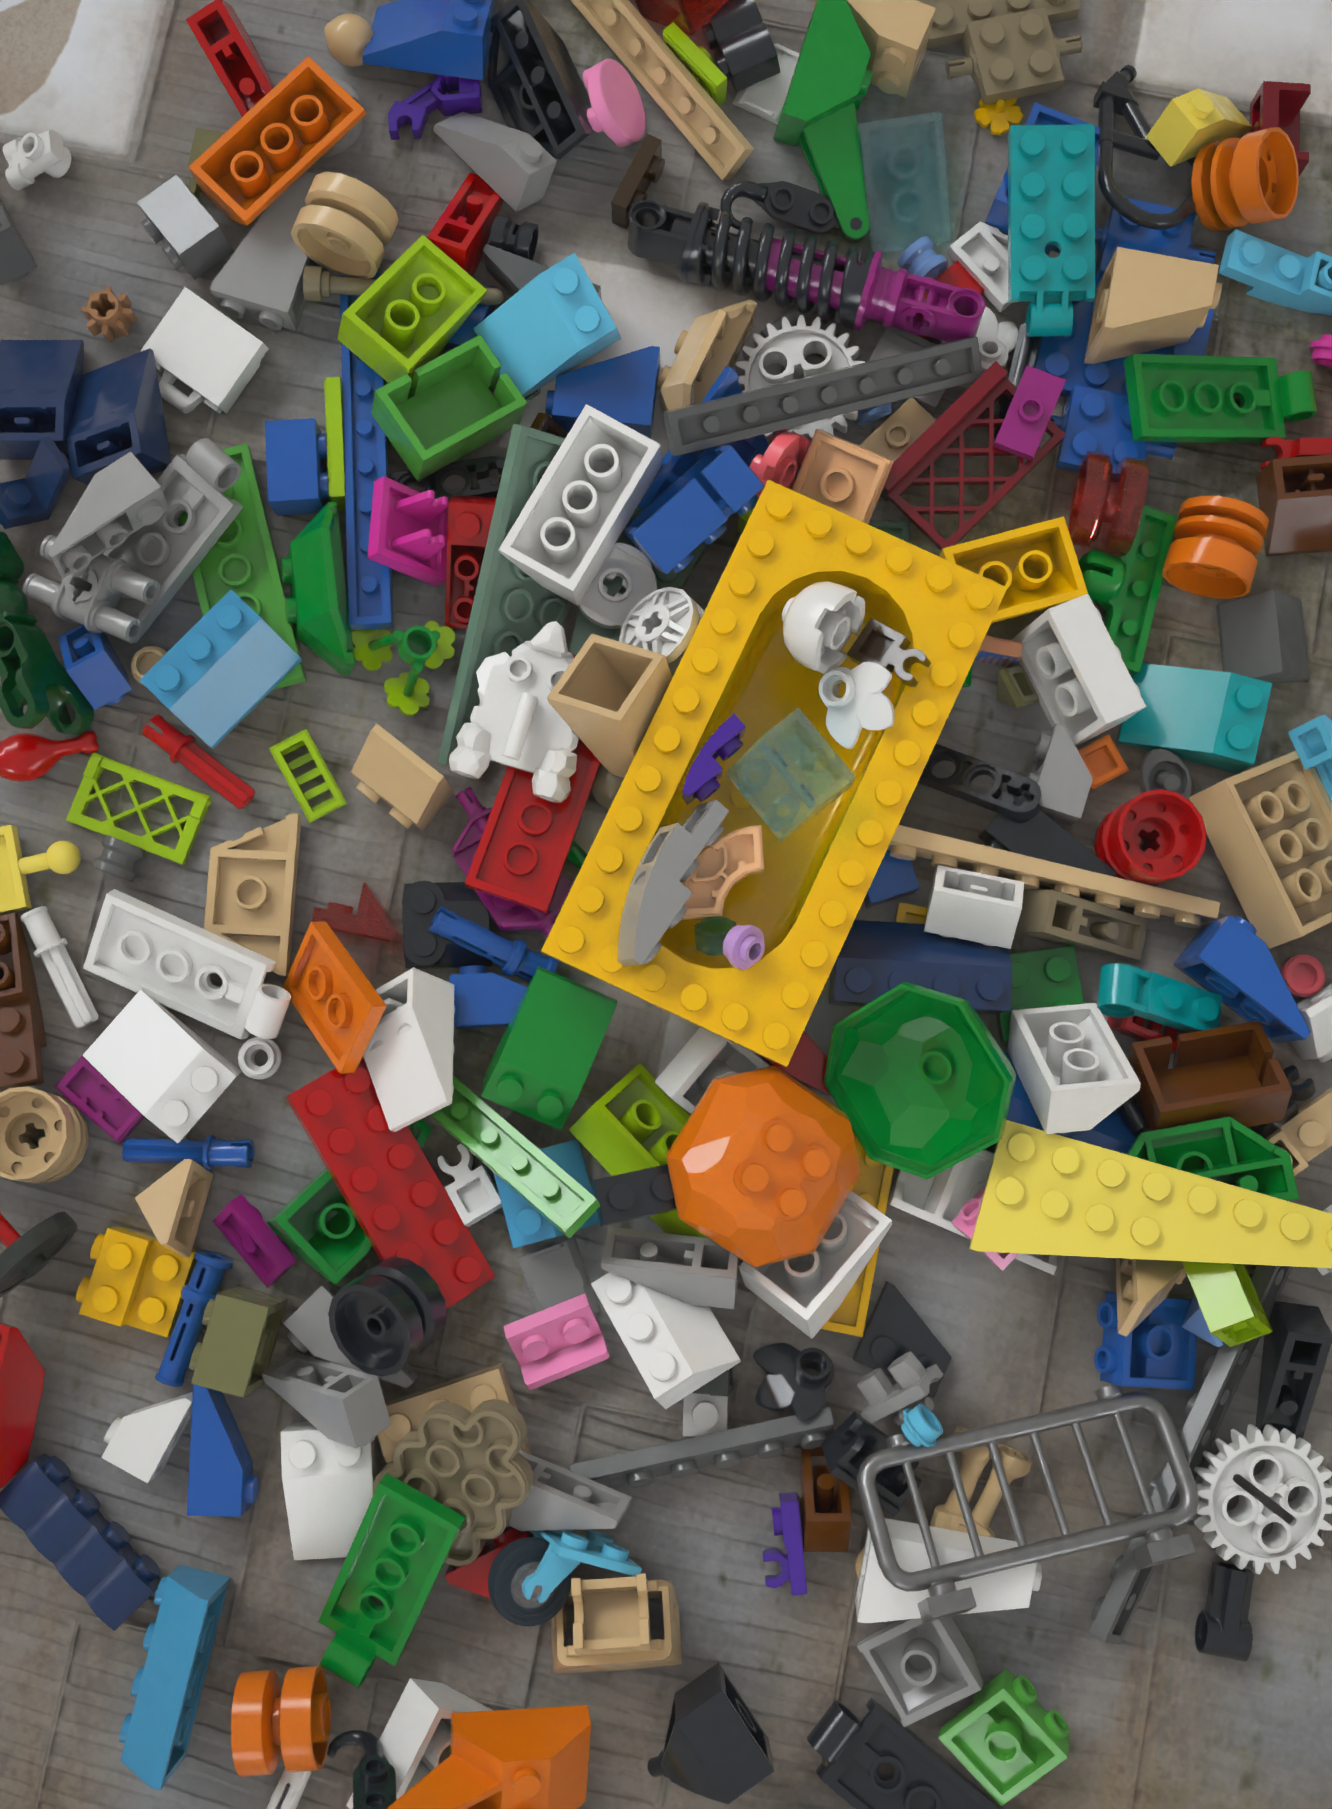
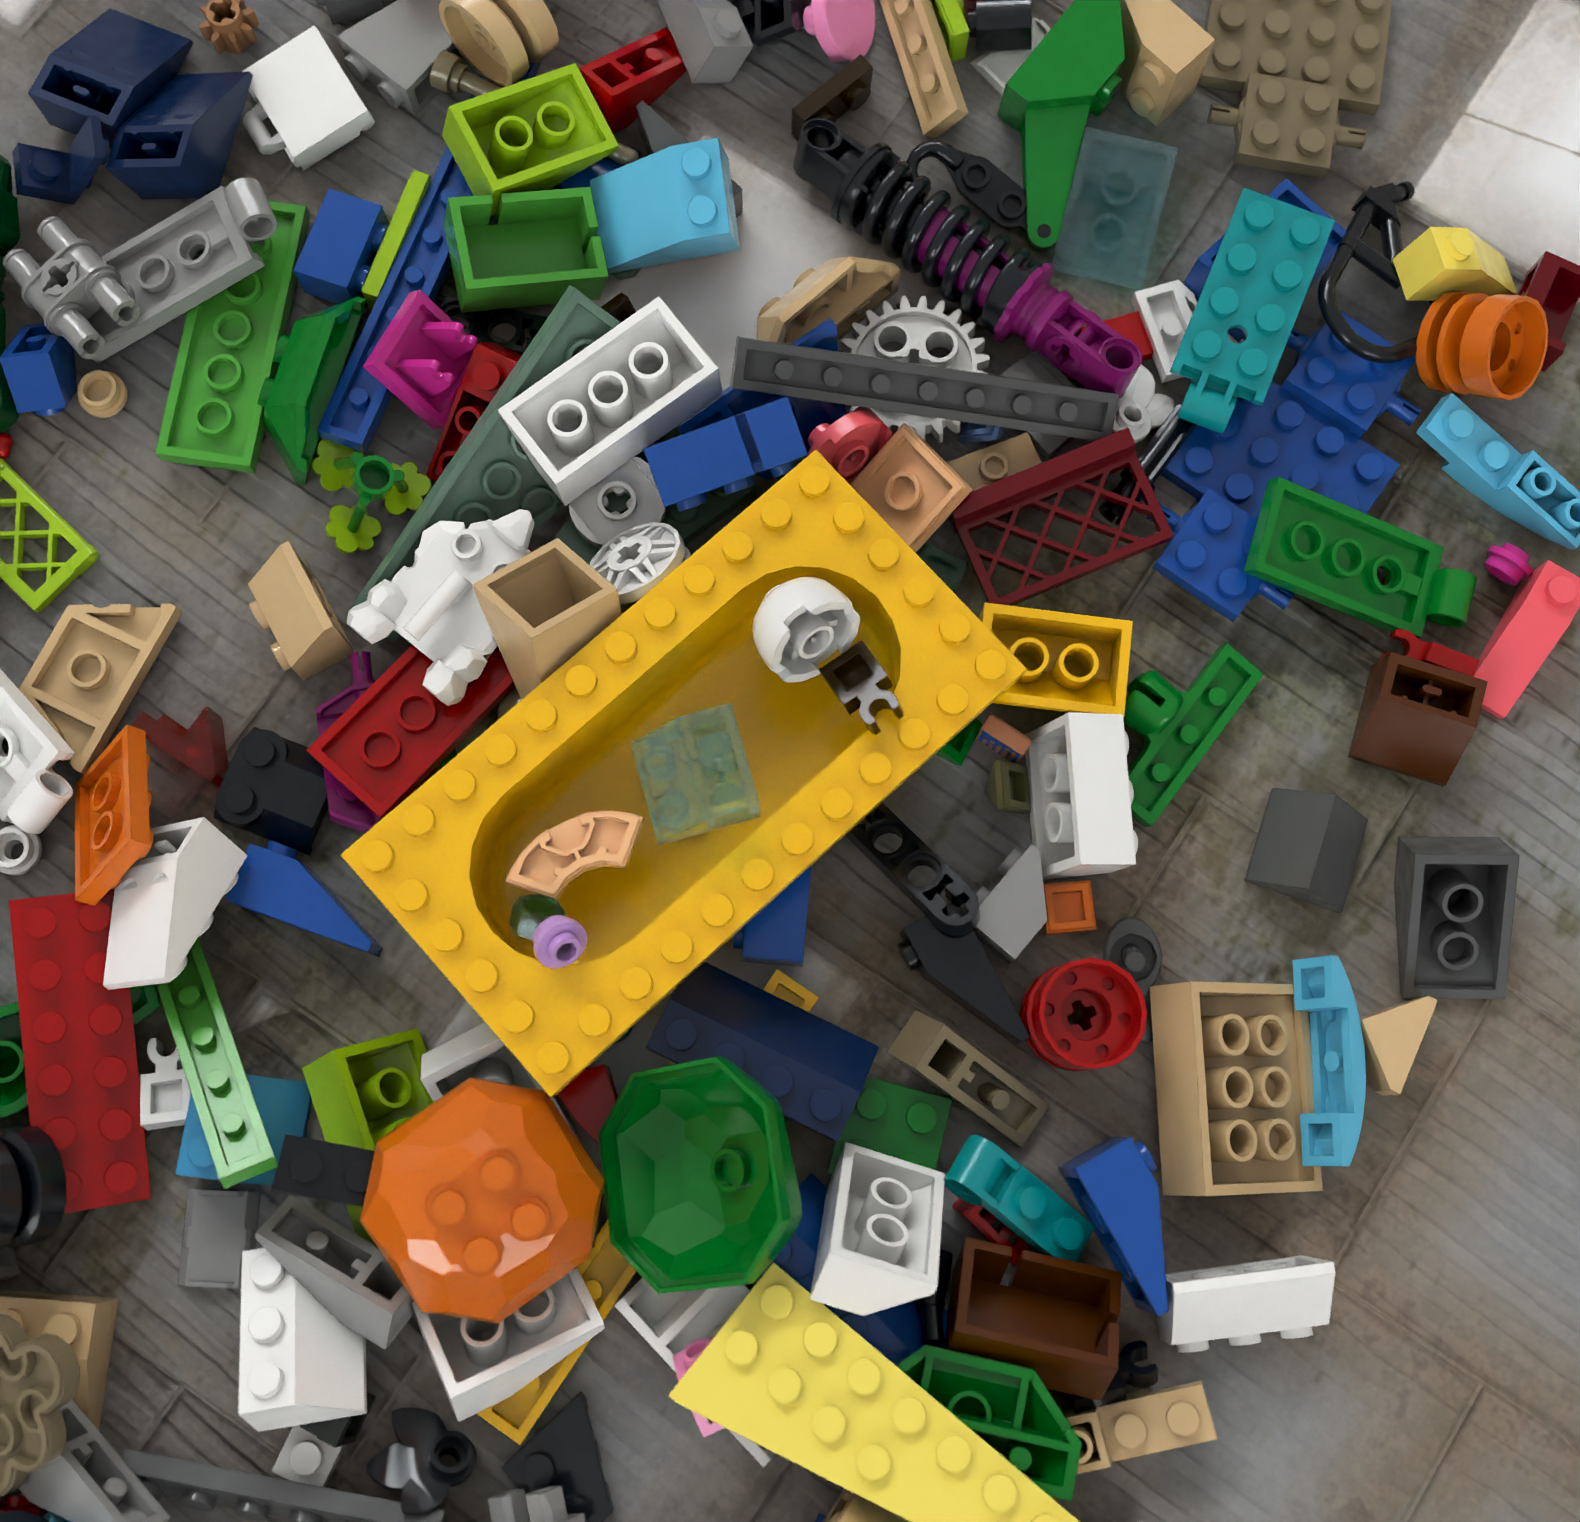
camera: 20 degrees right, 5 degrees down
(110, 510) = (117, 213): light grey slope -> none
(199, 762) = (95, 498): red axle -> none
(221, 669) = (162, 422): dark azure slope -> none
(291, 744) = (187, 537): lime slope -> none
(511, 956) = (309, 832): blue pin -> none
(514, 238) = (679, 110): black wheel -> none
(548, 1048) = (315, 968): green slope -> none
(557, 1341) = (181, 1301): bright pink bracket -> none
(617, 387) = (709, 301): blue slope -> none
(656, 894) = (488, 843): light grey slope -> none
(705, 770) = (602, 734): dark purple slope -> none
(861, 705) = (807, 730): white plate -> none
(922, 259) = (1099, 294): medium blue wheel -> none
(974, 906) = (849, 1007): white slope -> none
(998, 115) = (1245, 176): yellow plant -> none
(1029, 413) = (1142, 497): magenta plate -> none
(1034, 872) = (969, 1022): tan plate -> none
(1112, 503) = (1186, 624): clear red wheel -> none
(1149, 303) = (1322, 433): tan slope -> none
(1198, 715) = (1196, 899): teal slope -> none
(1215, 547) = (1290, 722): orange wheel -> none
(1303, 975) = (1197, 1242): coral tile -> none

